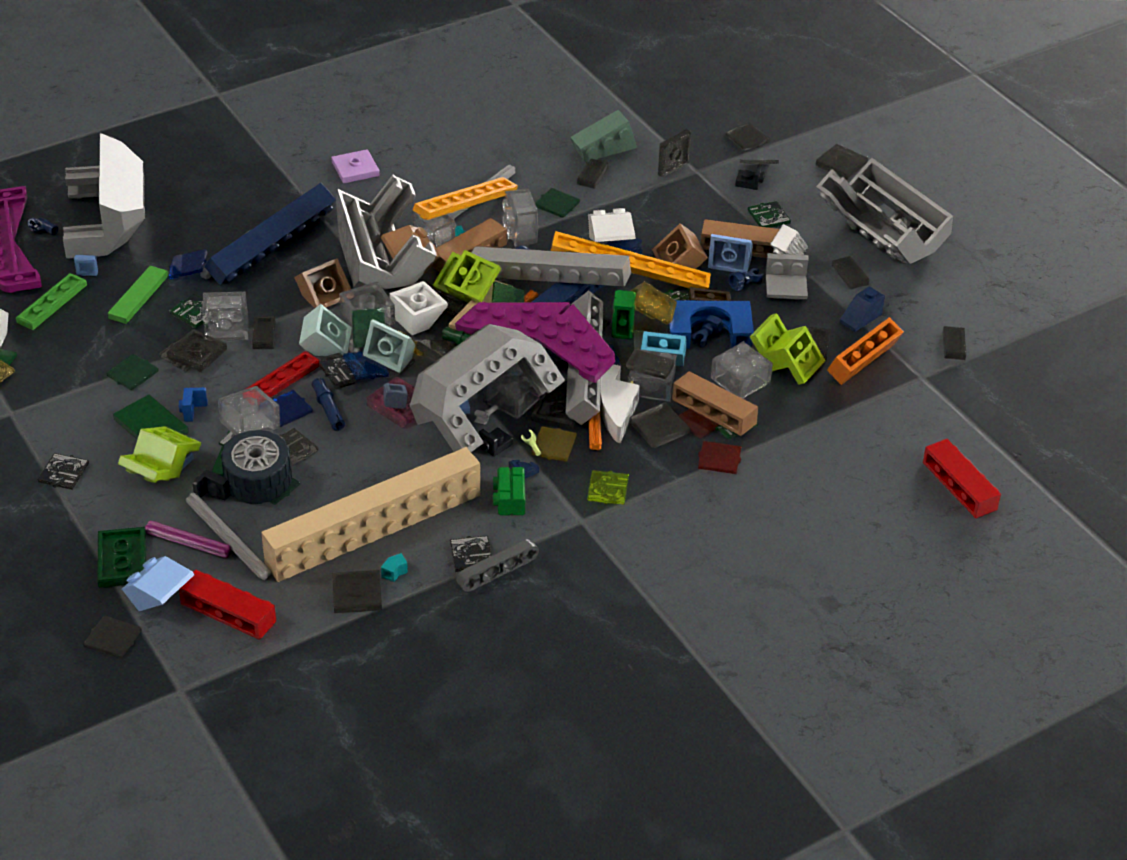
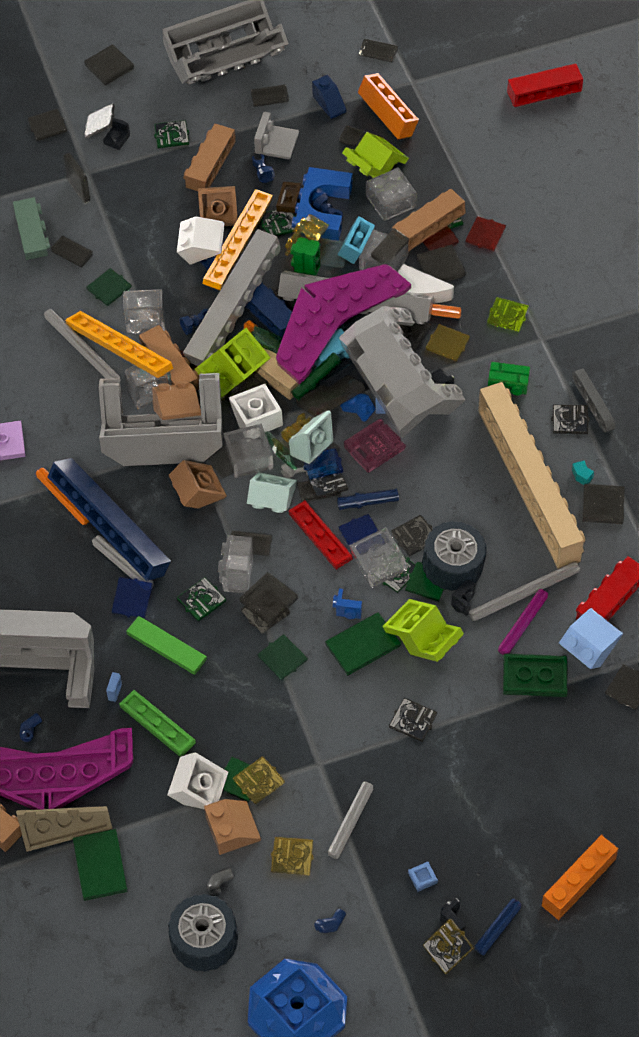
camera: 75 degrees left, 15 degrees up
(395, 396) = (374, 443): sand blue slope -> none
(530, 468) = (476, 368): dark blue tile -> none
(532, 442) = (445, 355): yellowish green hand -> none
(730, 253) = (233, 167): light blue slope -> none
(788, 242) = (242, 122): white brick -> none

